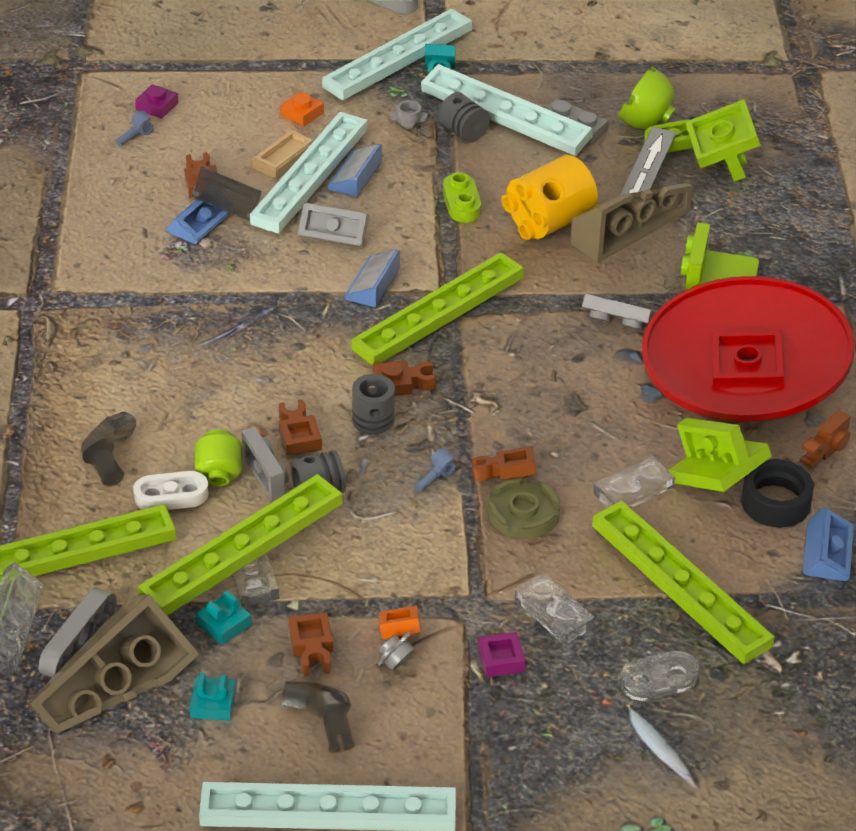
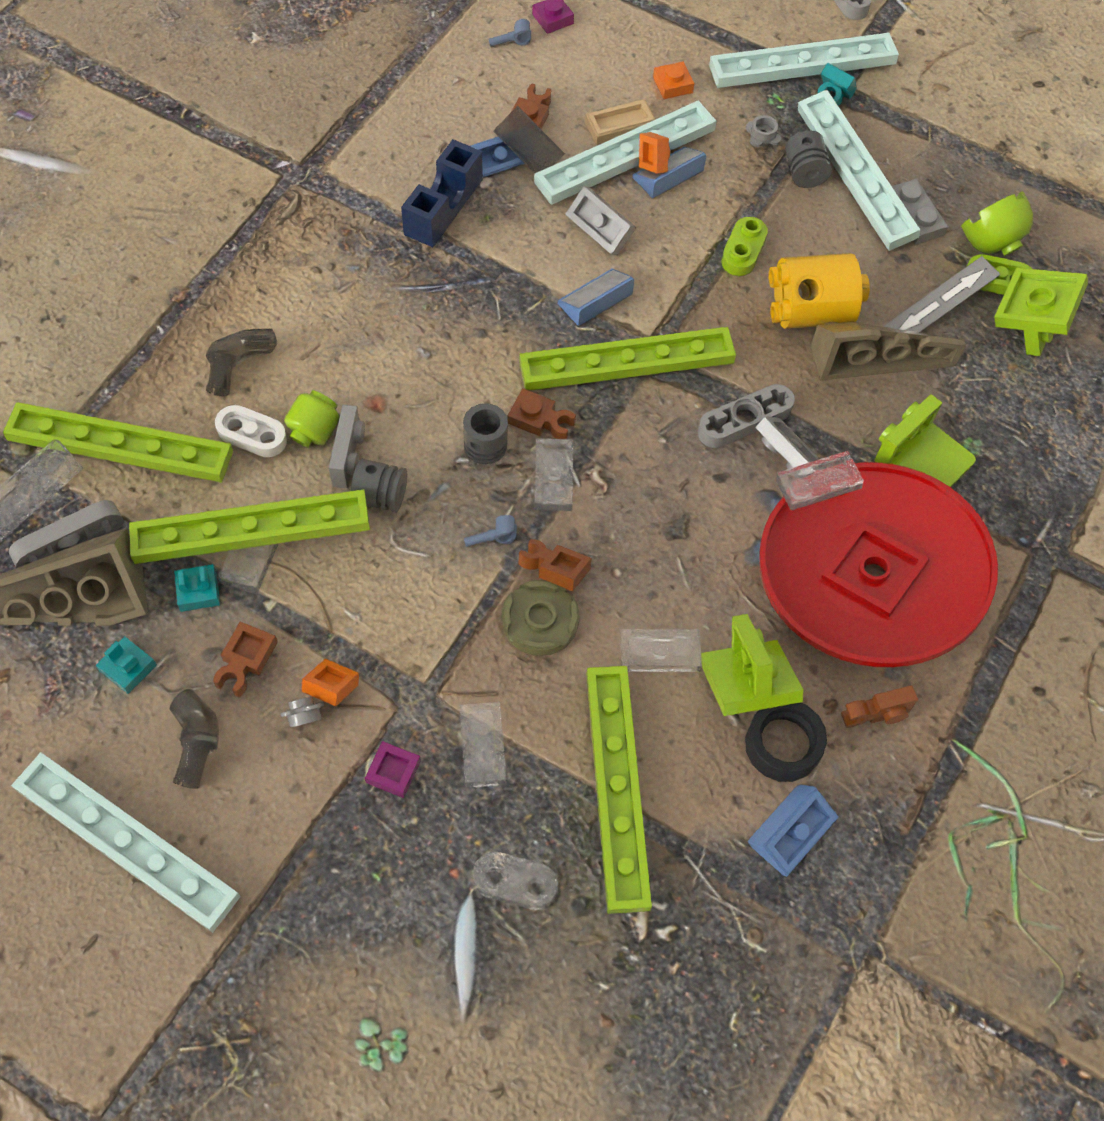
camera: 30 degrees right, 20 degrees up
(186, 256) = (432, 210): none -> dark blue arch
(298, 431) = (405, 427): dark orange plate -> none
(340, 157) = (654, 152): none -> orange plate
(451, 408) = (554, 474): none -> clear plate
(563, 319) = (736, 428): none -> light grey beam
(663, 313) = (819, 480): none -> clear plate

